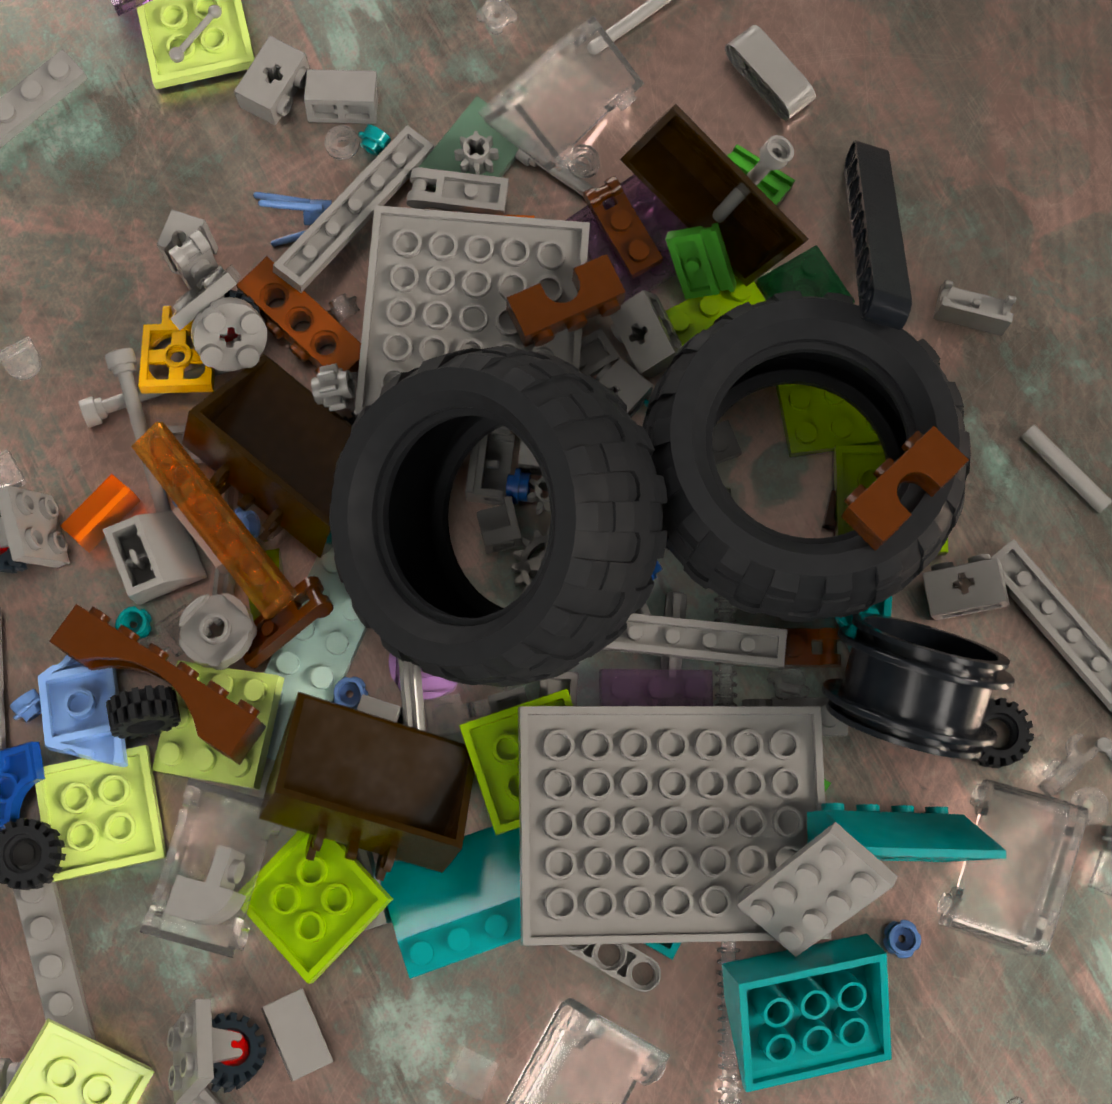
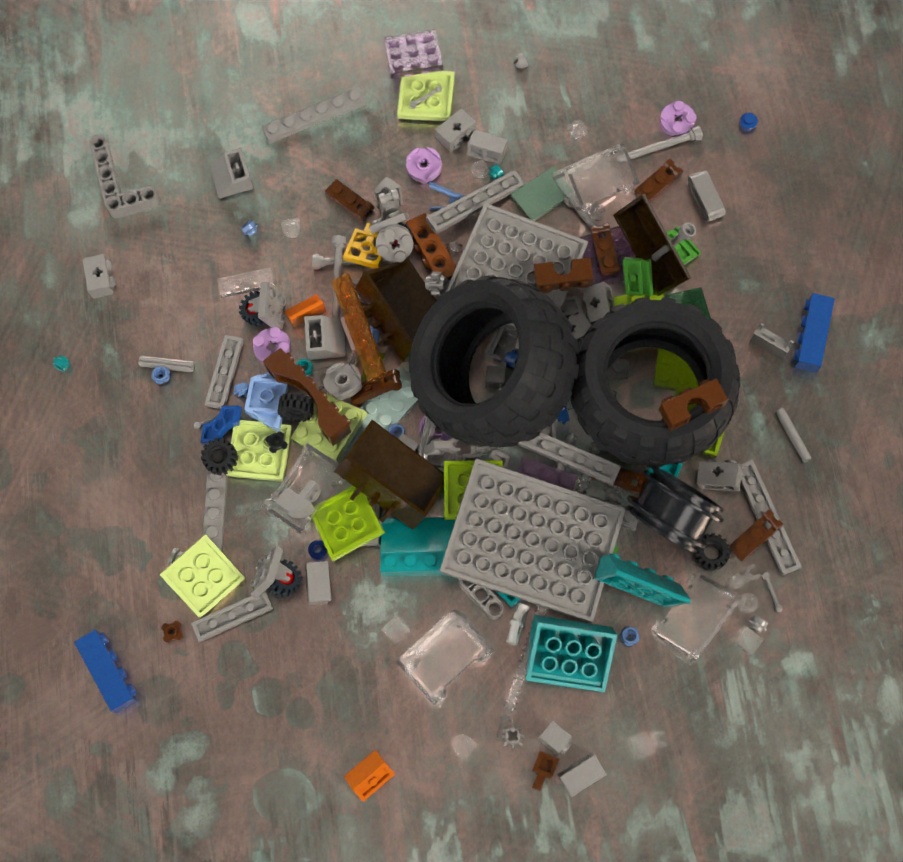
camera: 25 degrees right, 5 degrees down
(43, 585) = (268, 336): none -> lavender plate
(114, 272) = (349, 200): none -> reddish brown plate
(117, 787) = (279, 436): none -> black plate
(235, 183) = (419, 173): none -> lavender plate
(263, 974) = (320, 555): none -> clear blue plate
(441, 700) = (439, 447): none -> light grey plate
(458, 191) = (529, 208): light grey plate -> none
(476, 145) = (543, 193): light grey gear -> none
(674, 70) = (659, 180): none -> reddish brown plate
(693, 986) = (517, 624): none -> white pin
(817, 889) = (590, 588): light grey plate -> none
(877, 237) = (726, 286): black beam -> none
(1042, 269) = (814, 332): none -> blue brick
(1065, 679) = (755, 536): none -> reddish brown plate

